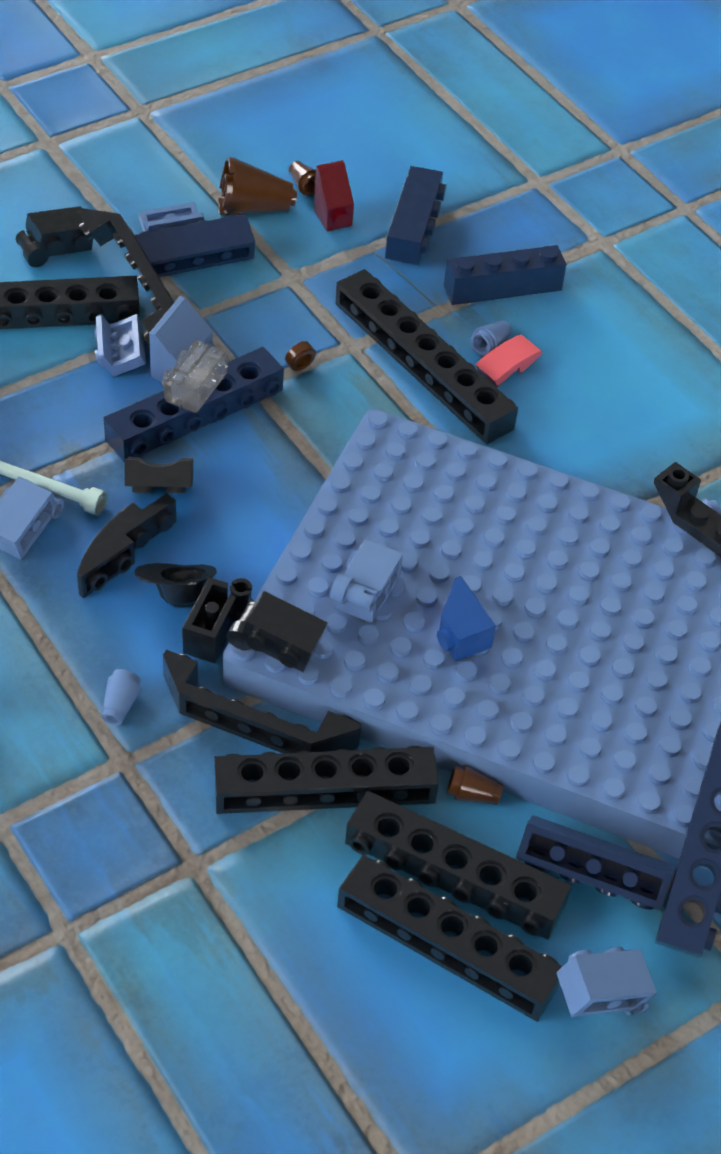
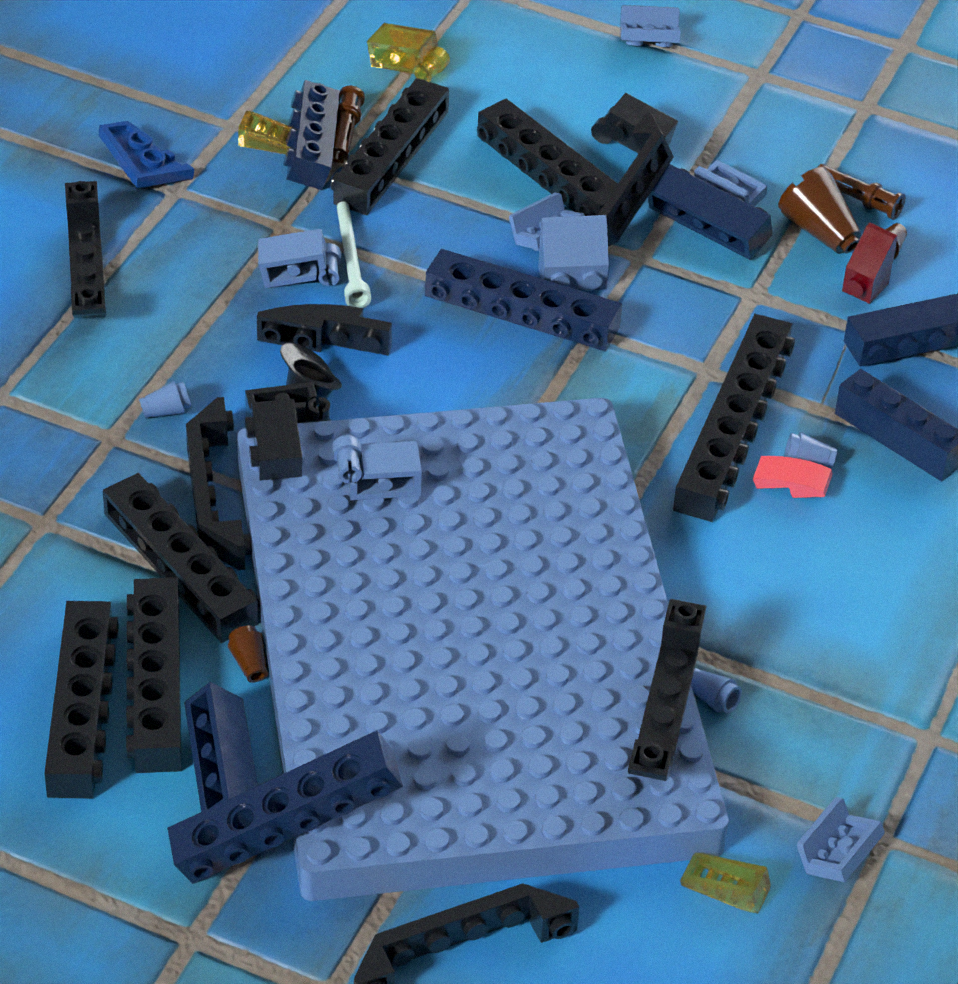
camera: 60 degrees right, 5 degrees down
(145, 475) = (409, 310): black brick -> none
(195, 375) = (530, 273): clear brick -> none
(248, 155) = (873, 194): none -> reddish brown pin
(300, 356) = (648, 337): reddish brown tile -> none
(464, 623) = (389, 547): blue slope -> none
(606, 982) = (96, 807): medium blue hinge -> none

